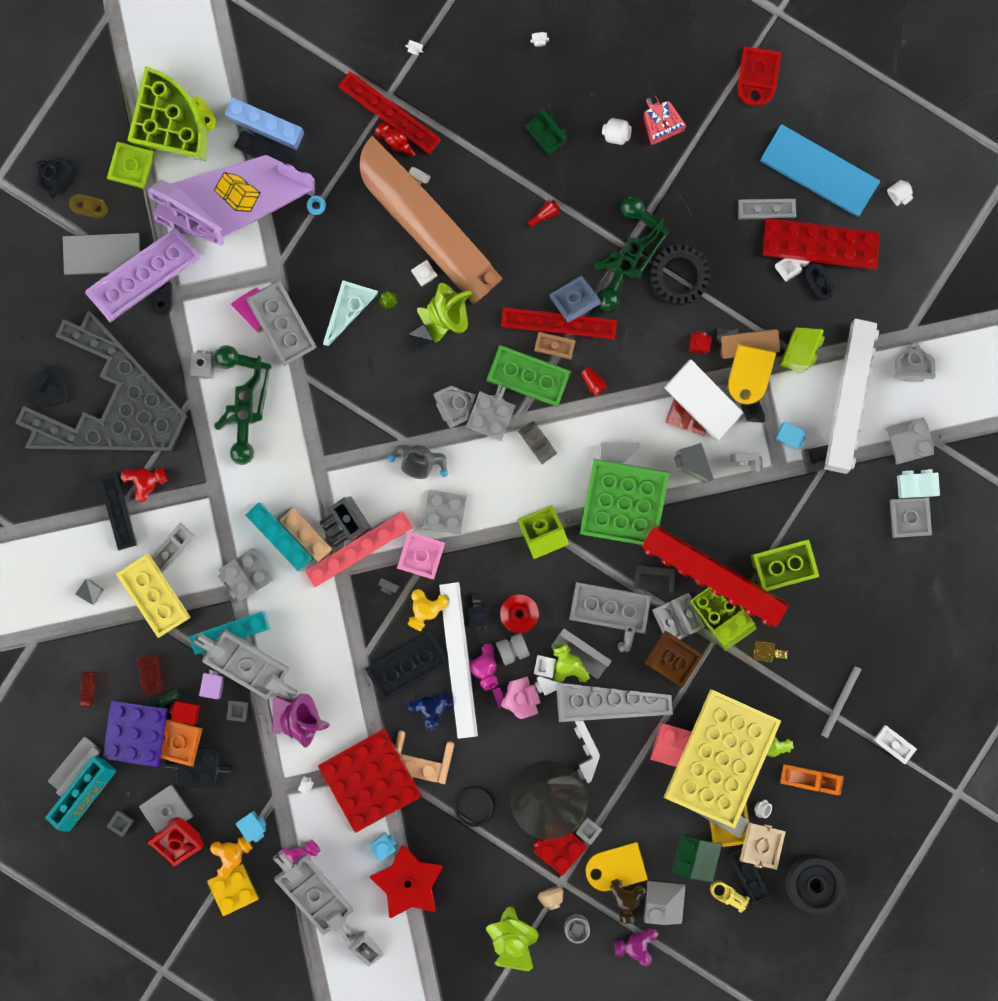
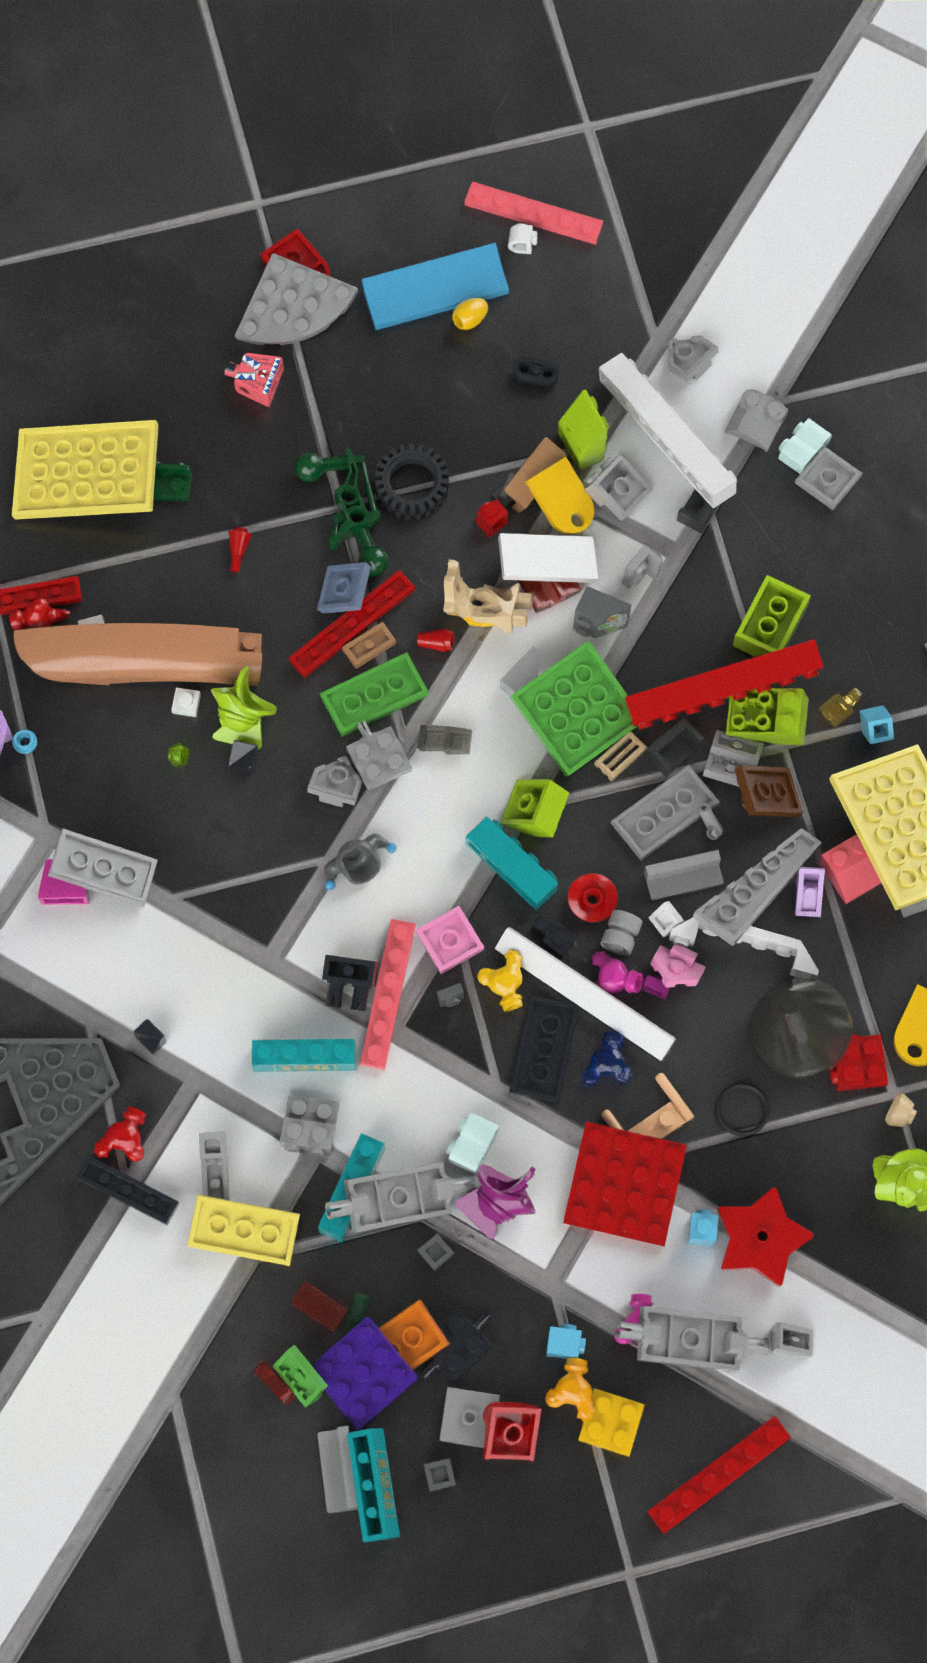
camera: 45 degrees left, 15 degrees down
(89, 591) = (179, 1291): slope -> none
(101, 701) = (300, 1376): none -> bright green bracket
(184, 712) = (387, 1304): red brick -> none
(201, 364) = (67, 980): light grey brick -> none
(212, 684) = (386, 1253): lavender brick -> none
(213, 441) = (150, 1036): none -> black slope
(227, 358) = (85, 948): dark green piece -> none
(257, 973) = (719, 1474): none -> red plate
(305, 534) = (326, 1029): light nougat plate -> none
(305, 785) = (571, 1252): white plate -> none
(315, 676) = (473, 1143): none -> light aqua brick
(348, 306) = (147, 794): light aqua wing -> none
(444, 512) = (428, 882): light grey plate -> none
(497, 549) = (512, 863): none -> teal brick
(508, 79) = (85, 469): none -> light yellow plate
(539, 39) = (76, 415): white plate -> none
(568, 664) = (684, 894): lime animal -> none
(588, 830) = (865, 1019): light grey plate -> none
(604, 550) = (606, 769): none -> tan tile
(616, 131) = (227, 421): white head -> none
(634, 734) = (809, 891): none -> lavender slope
(640, 400) = (498, 608): none -> tan hips
(728, 97) = (293, 304): none -> light grey plate
(753, 412) = (601, 528): black slope -> none
(766, 208) = (425, 360): light grey tile -> none
(774, 684) = (876, 724): none -> medium azure brick
(787, 399) = (617, 487): none -> light grey plate
(789, 267) = (498, 384): white plate -> none
(790, 435) = (653, 514): medium azure brick -> none
(821, 208) = (470, 313): none -> yellow animal
(821, 243) = (502, 341): red plate -> none
(925, 183) = (533, 213): none -> coral plate

